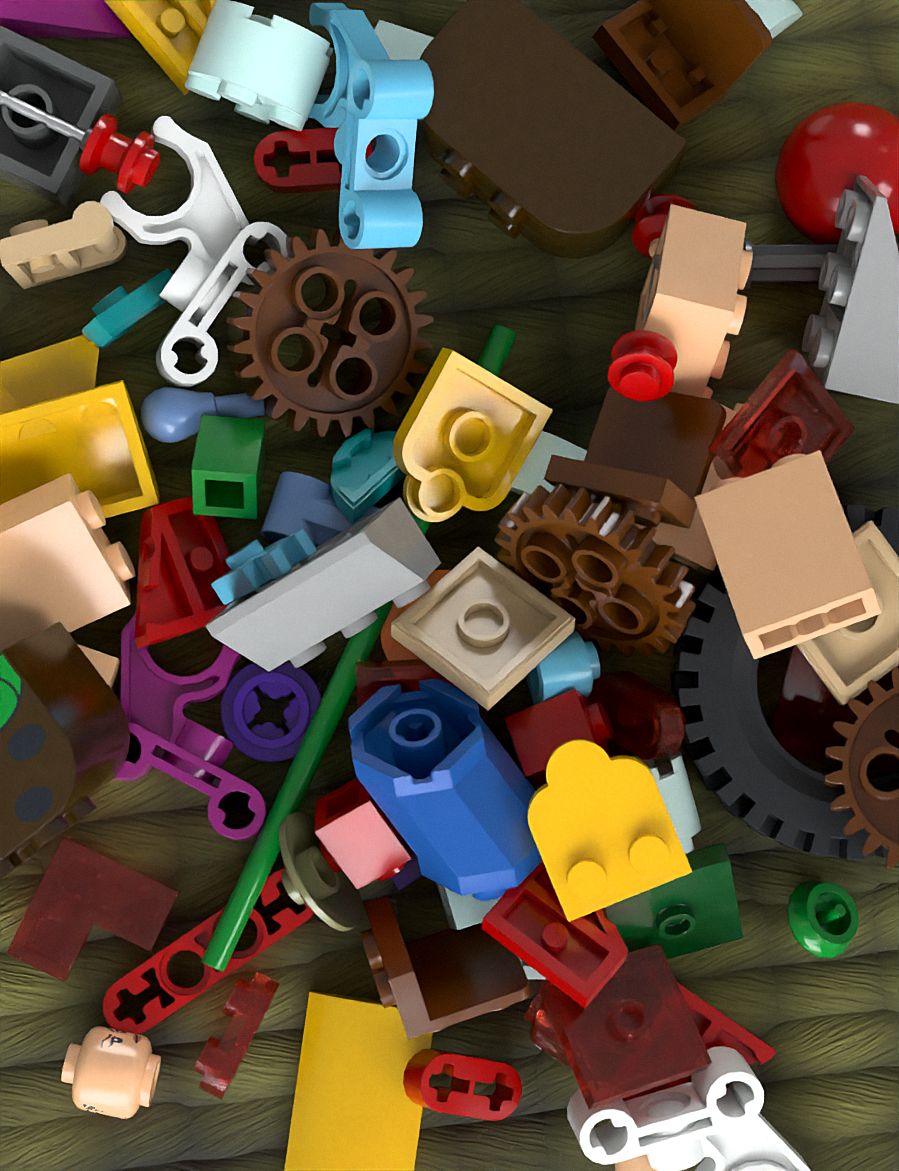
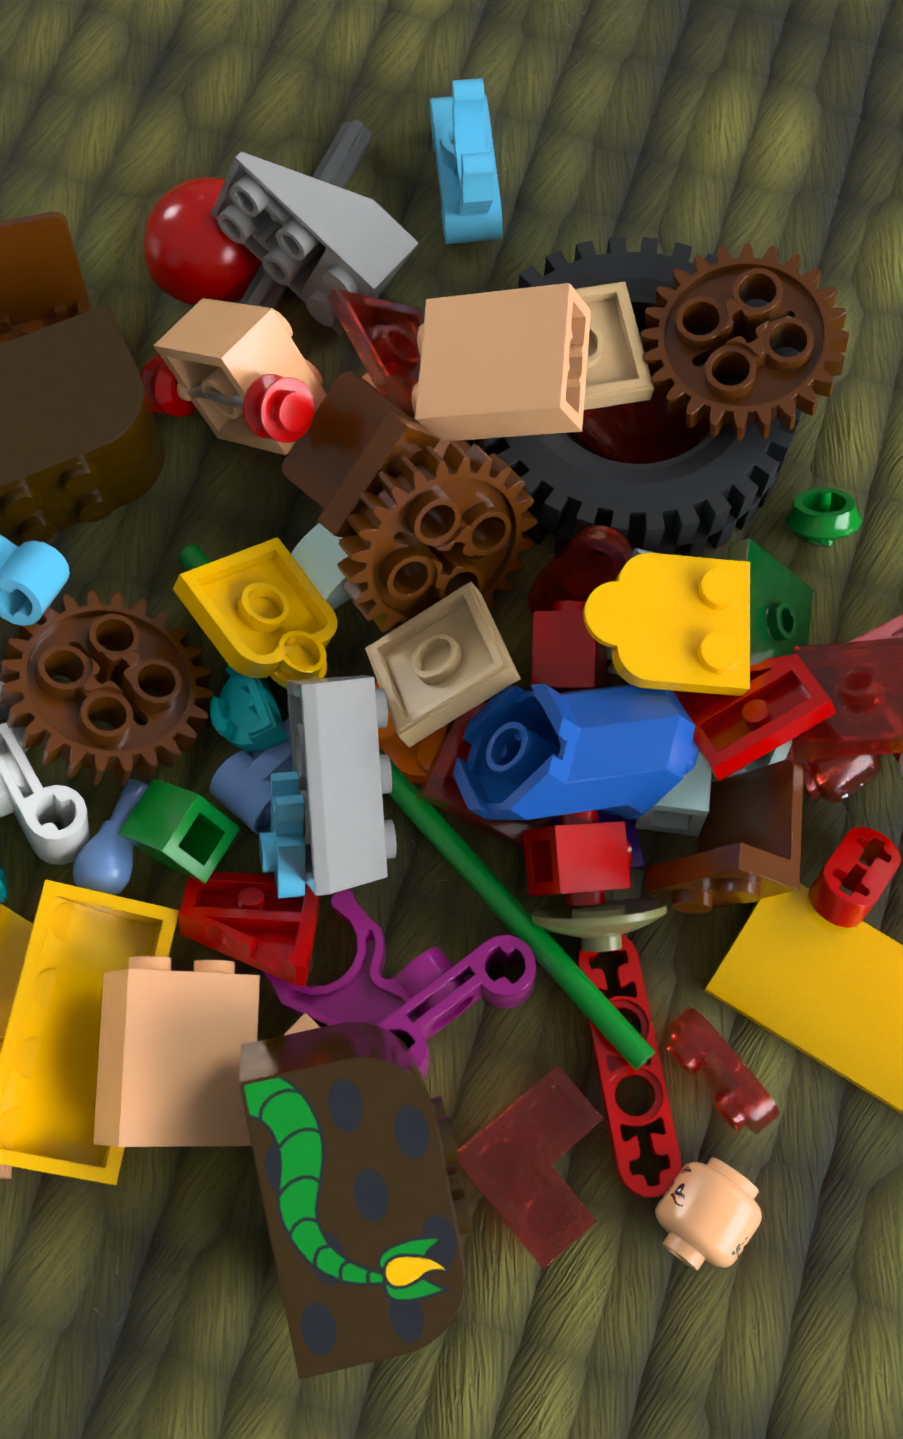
camera: 70 degrees left, 15 degrees down
(242, 705) = (406, 927): dark purple gear -> none
(566, 668) = (513, 616): medium azure plate -> none

